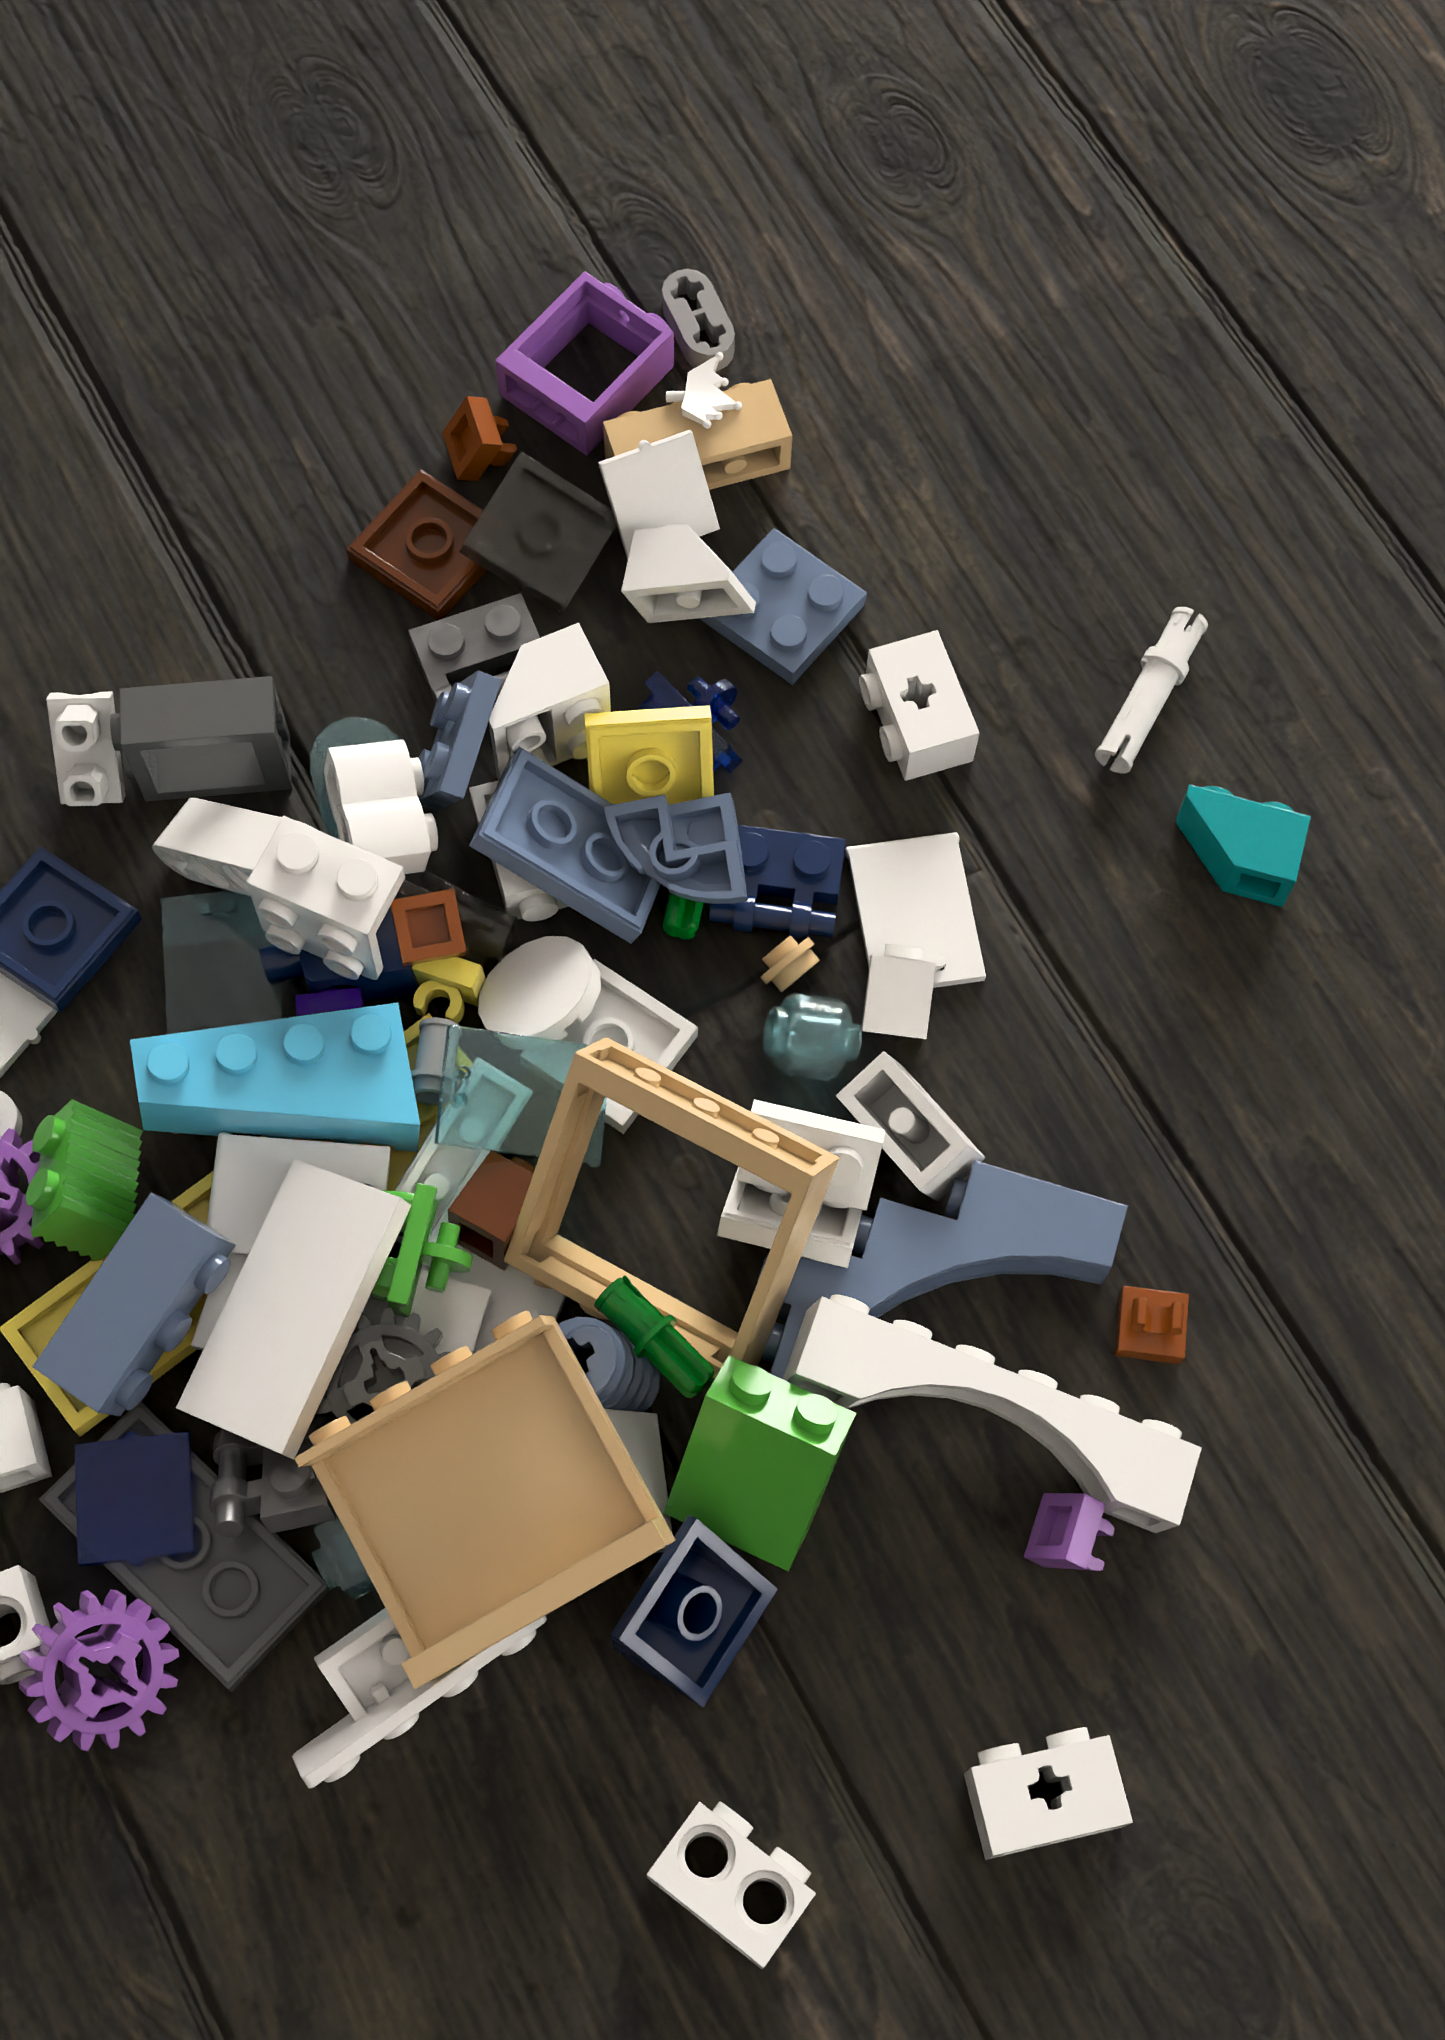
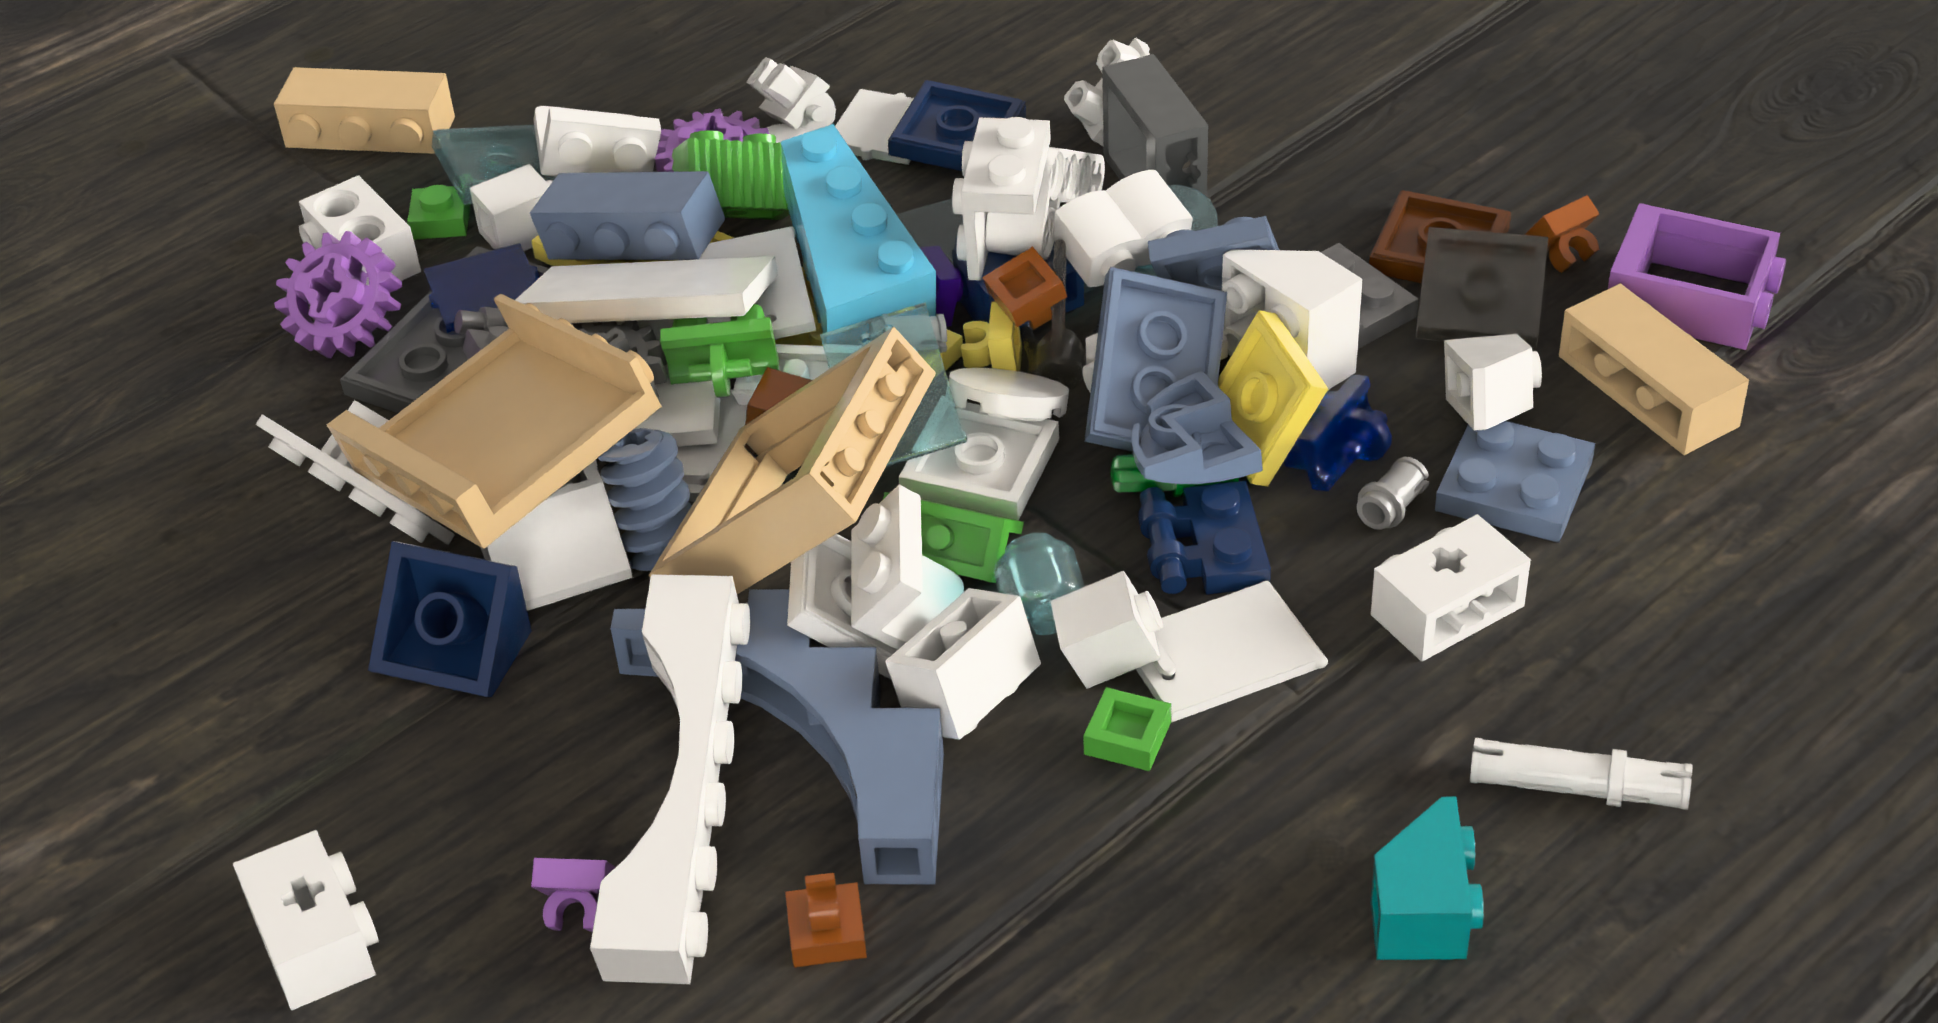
camera: 80 degrees right, 25 degrees down
(655, 1337) = (675, 500): green axle -> none
(659, 487) = (1575, 342): white piece -> none
(702, 394) = (1692, 333): white piece -> none
(708, 316) = (1813, 354): light grey beam -> none
(720, 1898) = (200, 708): white brick -> none
(724, 1068) = (964, 538): none -> bright green panel
(759, 1461) = (579, 607): bright green brick -> none
(789, 962) = (1114, 552): tan plate -> none
(791, 720) = (1384, 502): none -> light grey pin
(1006, 1015) = (1127, 729): none -> bright green plate

